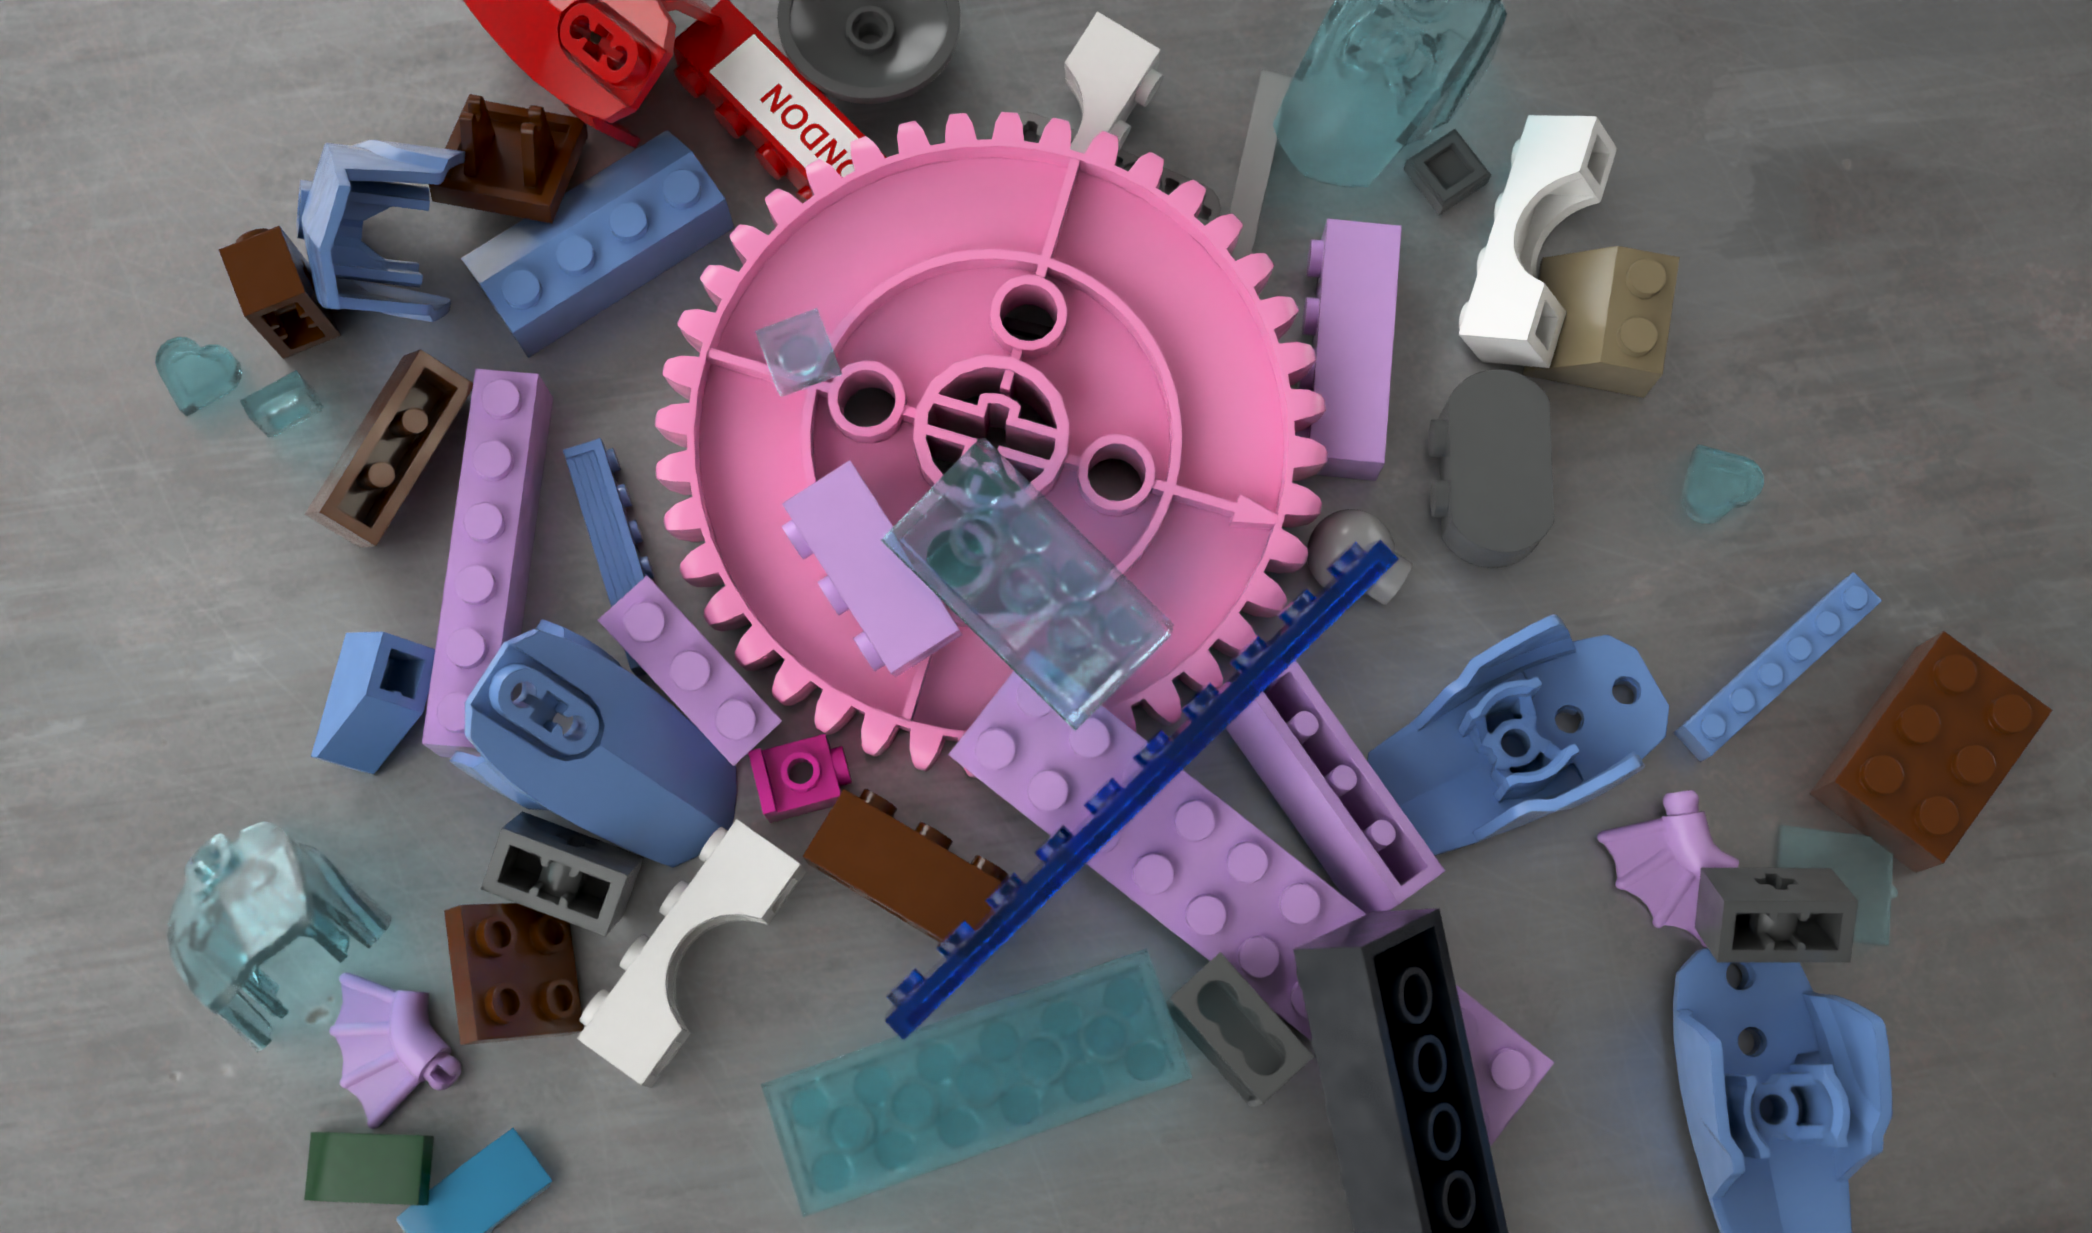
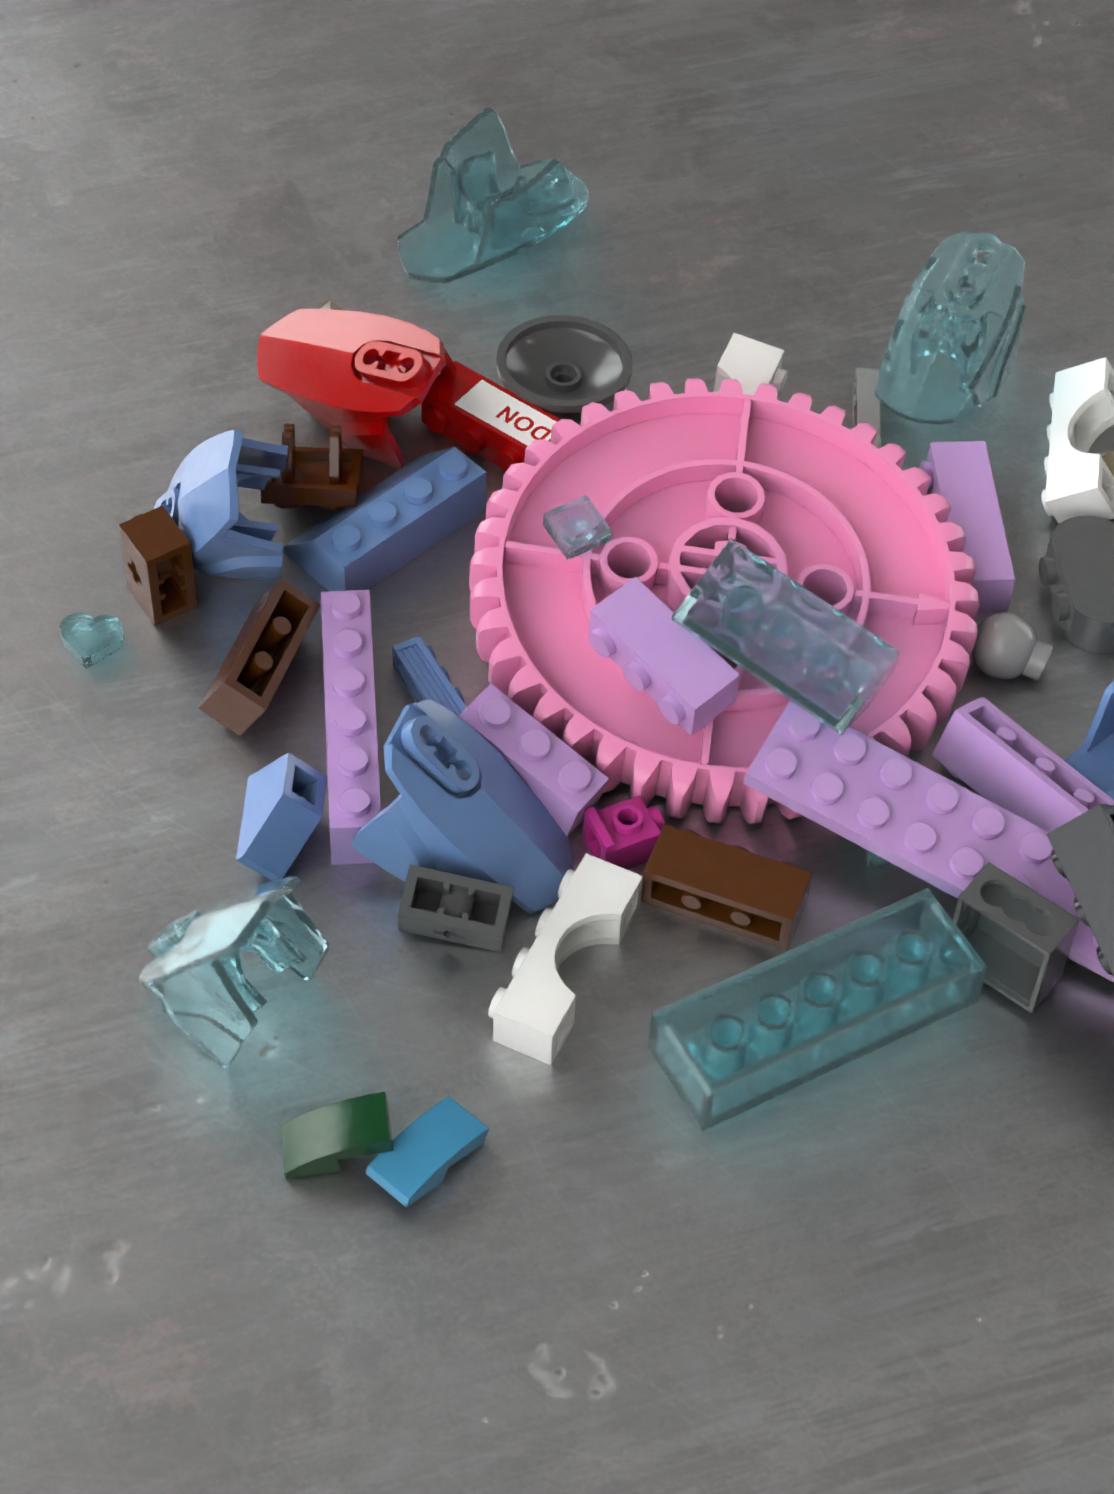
camera: 10 degrees left, 25 degrees down
(282, 404) = (166, 644): clear light blue tile -> none
(388, 1046) = (333, 1055): lavender arm -> none
(512, 973) = (430, 978): reddish brown plate -> none
(1115, 804) = (884, 777): clear blue plate -> none
(1447, 171) = (1004, 421): dark grey tile -> none

